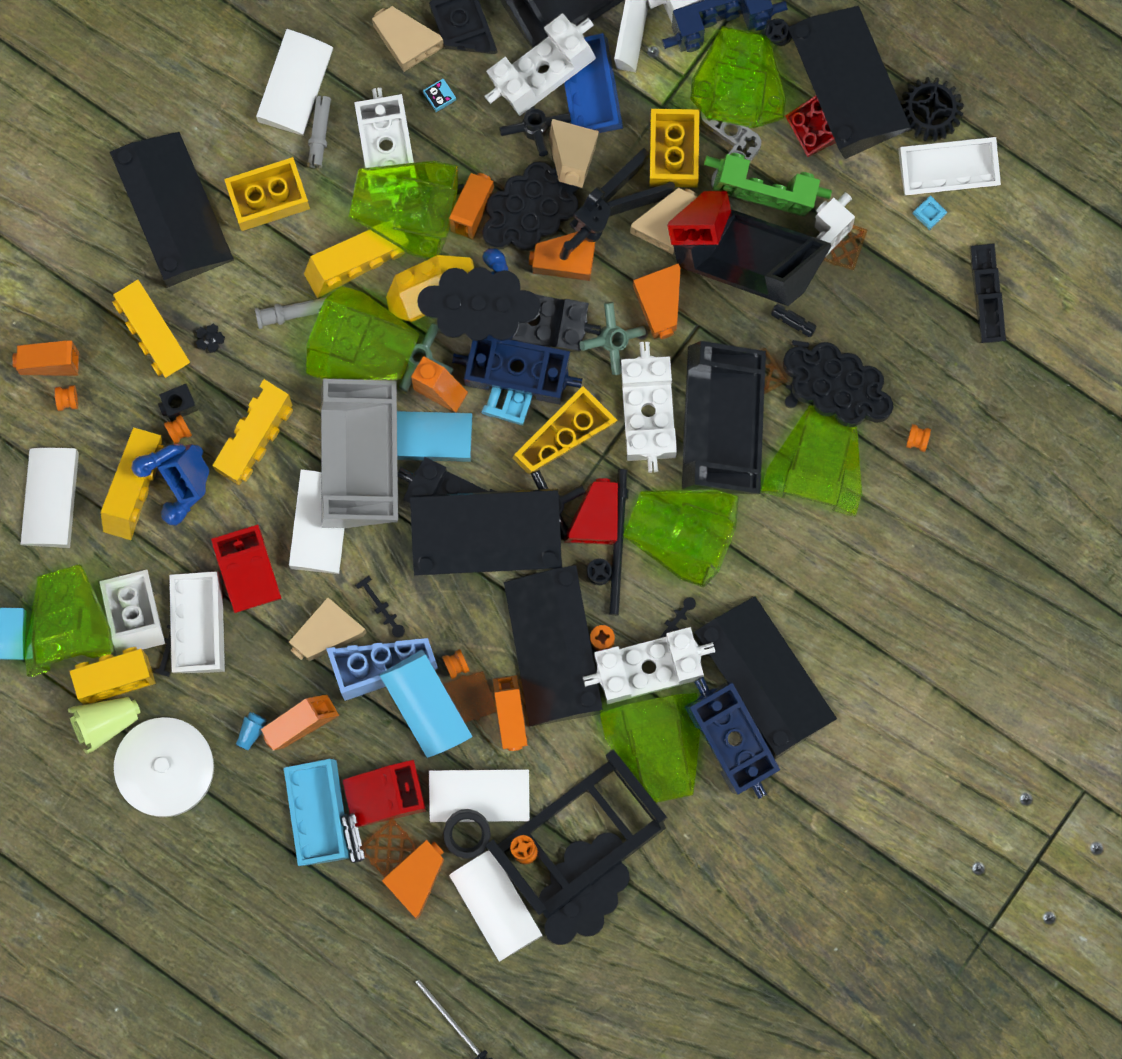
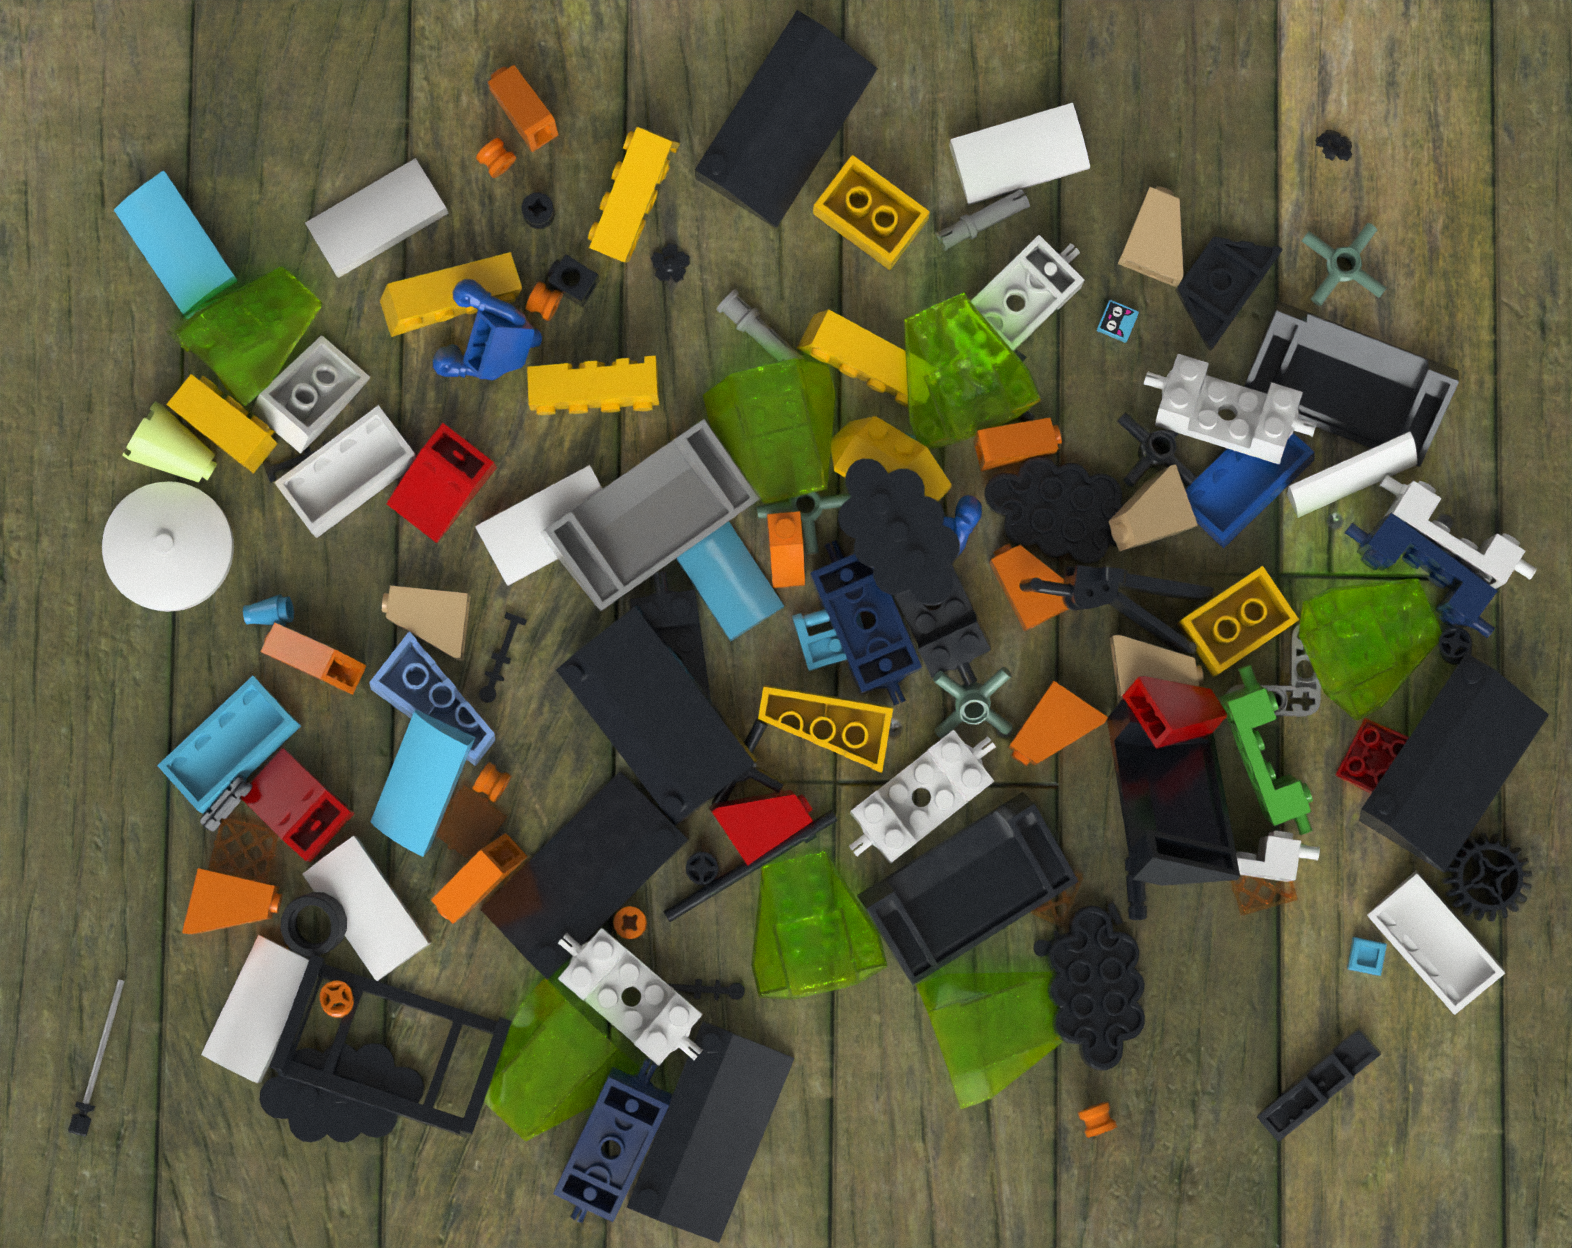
camera: 50 degrees right, 5 degrees up
(122, 398) = (538, 217): none -> black wheel

